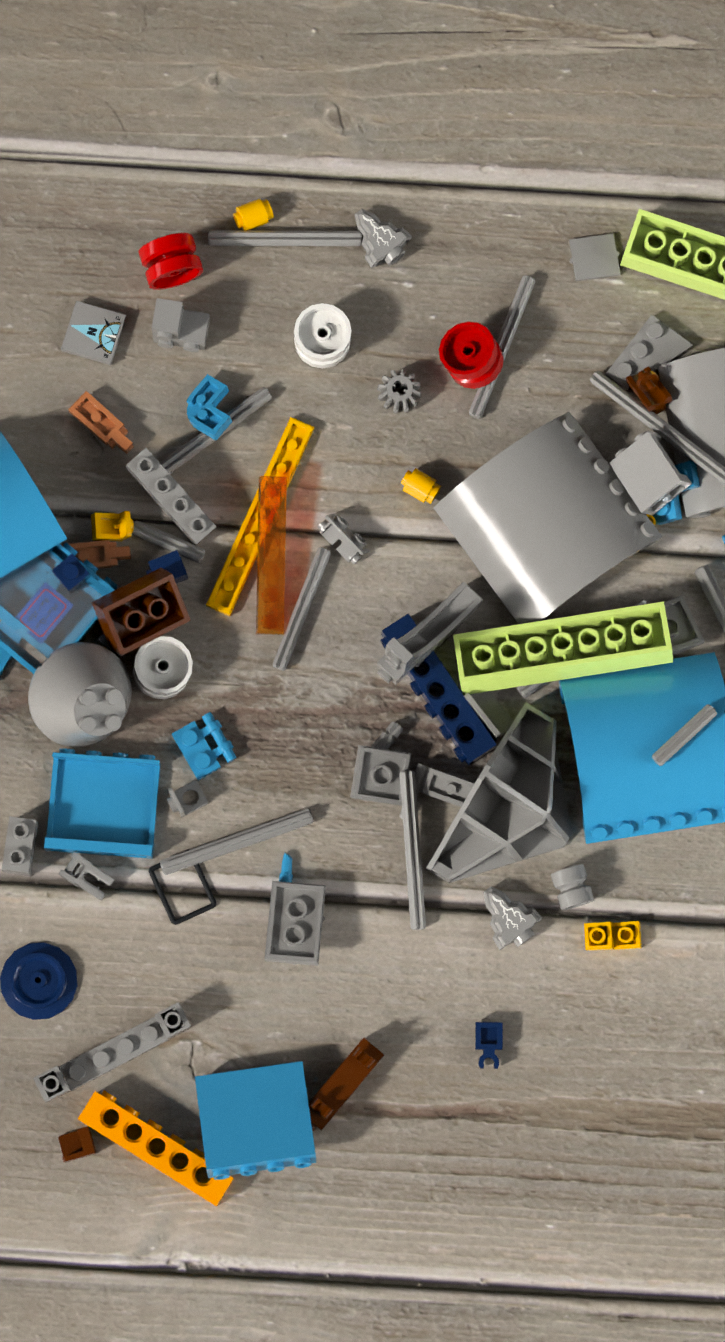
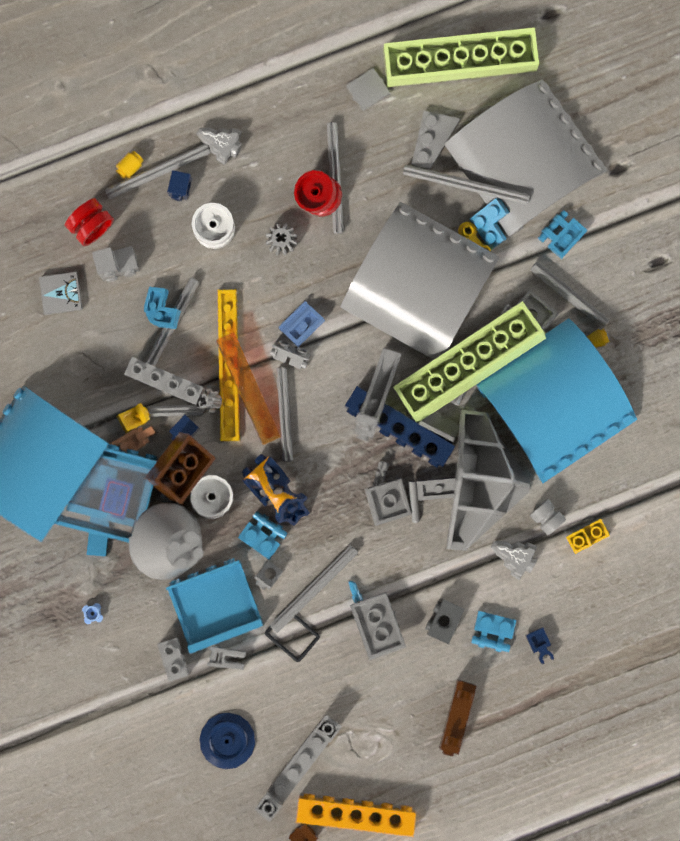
camera: 15 degrees left, 5 degrees up
(71, 573) = (122, 465): dark blue brick -> none
(101, 422) = (93, 351): nougat hinge -> none
(216, 548) = (210, 401): none -> light grey gear
(251, 713) = (263, 479): none -> dark blue hips
(255, 1120) = (412, 769): dark azure panel -> none
(303, 268) = (179, 185): none -> dark blue brick
(375, 507) = (301, 323): none -> medium blue plate
(376, 972) = (444, 633): none -> dark grey brick
(412, 850) = (432, 541): light grey axle -> none
(420, 486) = (324, 296): yellow brick -> none
(443, 993) = (493, 625): none -> dark azure plate
(648, 473) = (472, 219): light grey panel -> none
(649, 390) = (446, 162): reddish brown hips -> none
(685, 734) = (577, 384): light grey axle -> none

